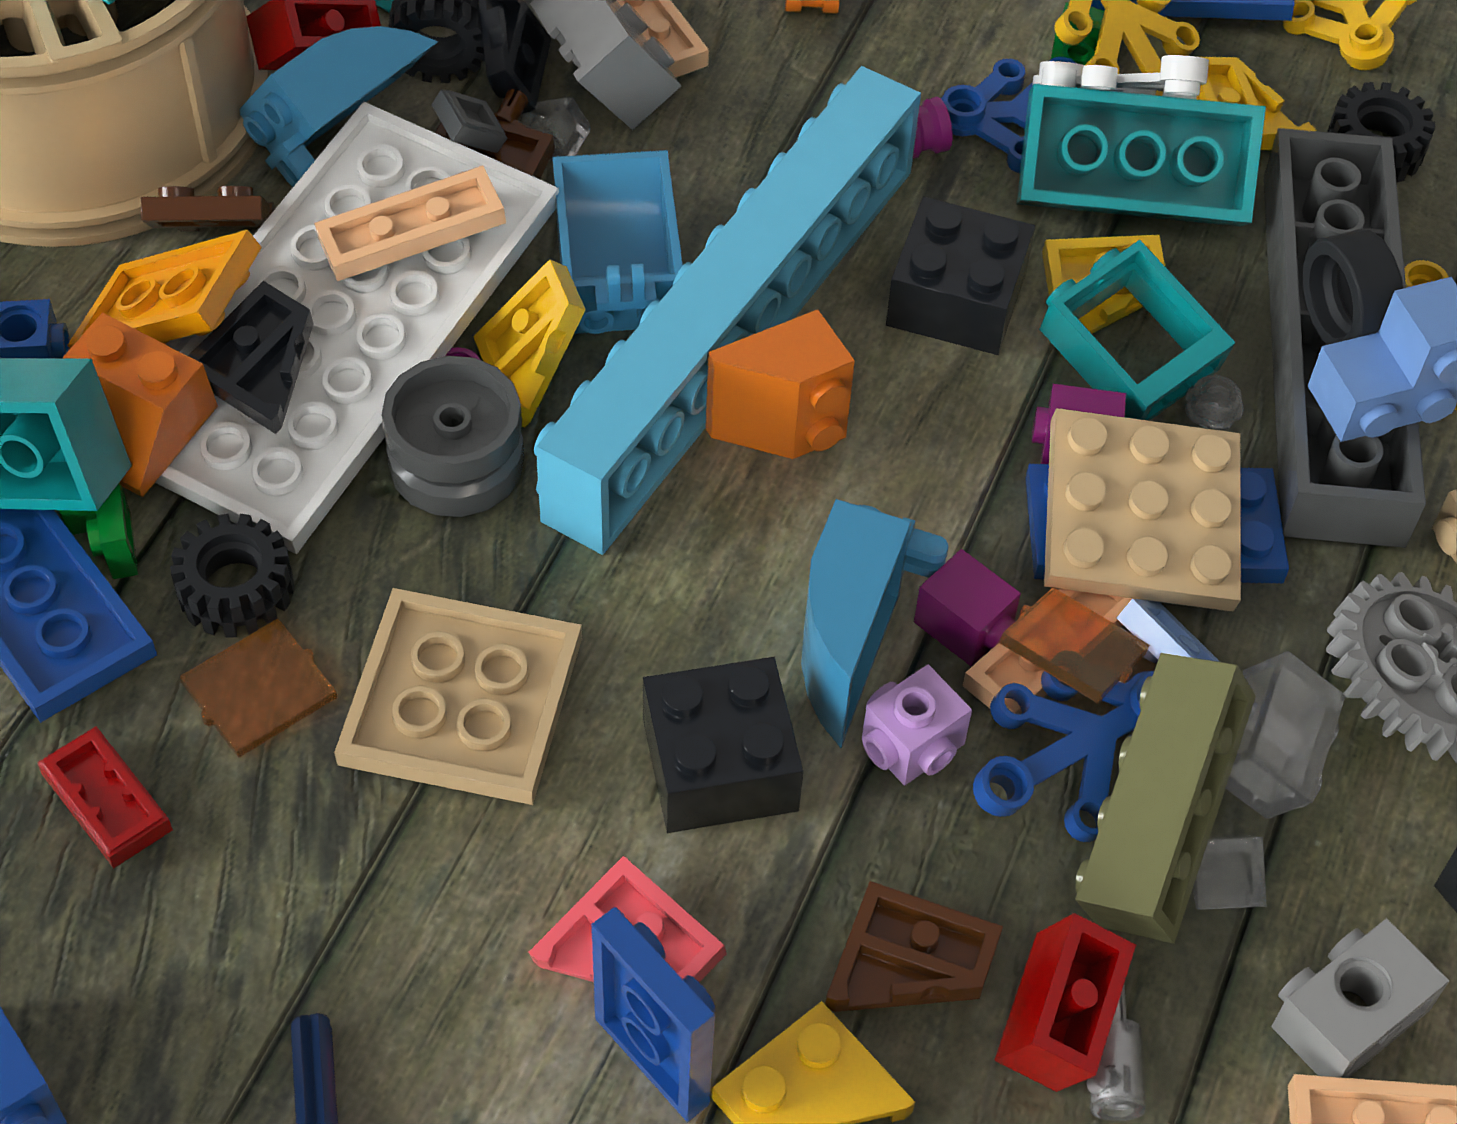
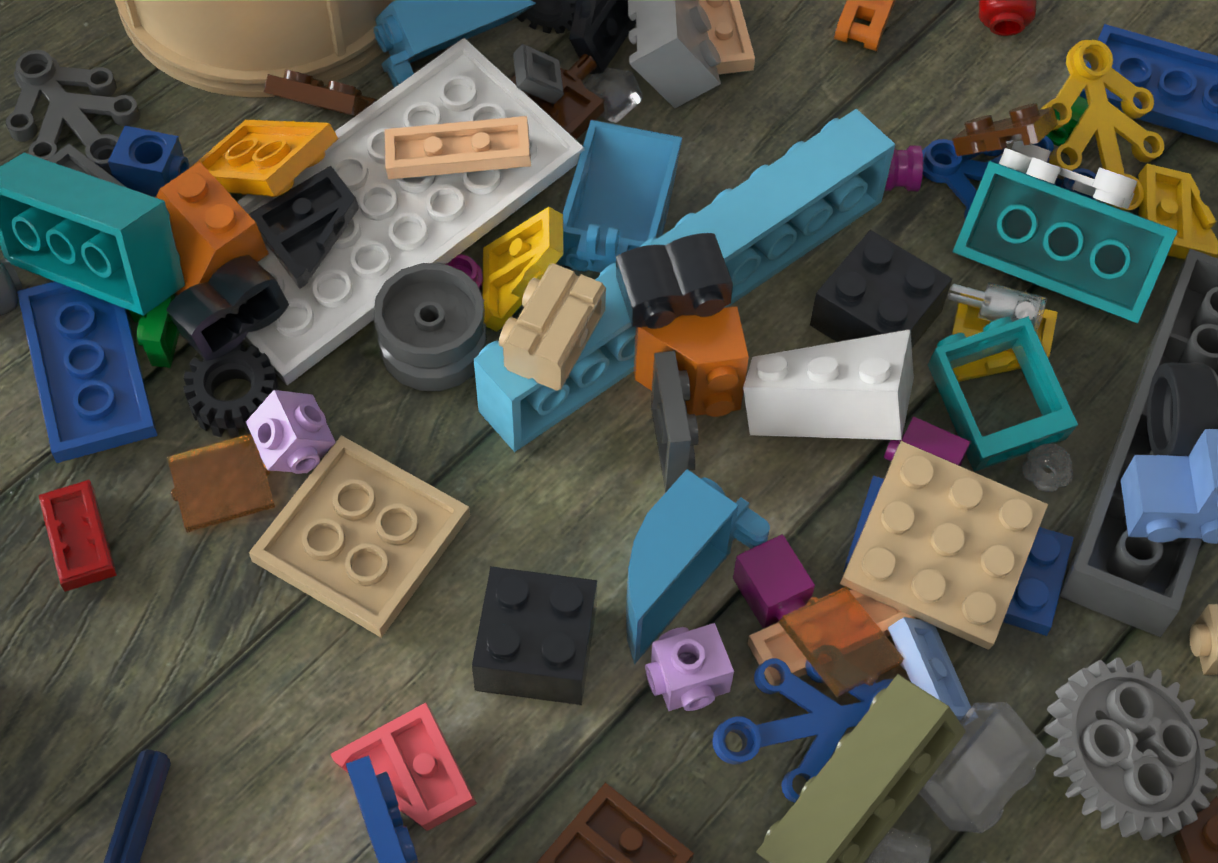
camera: 20 degrees right, 5 degrees up
(199, 475) = (223, 310): none -> black brick
(330, 600) = (290, 432): none -> lavender brick
(621, 381) = (552, 326): none -> tan brick
(739, 295) = (674, 280): none -> black brick
(784, 462) = (673, 427): none -> dark grey plate
(952, 379) = (833, 389): none -> white wedge
(1005, 65) = (1024, 124): none -> reddish brown wing
(1096, 237) = (1002, 302): none -> clear piece

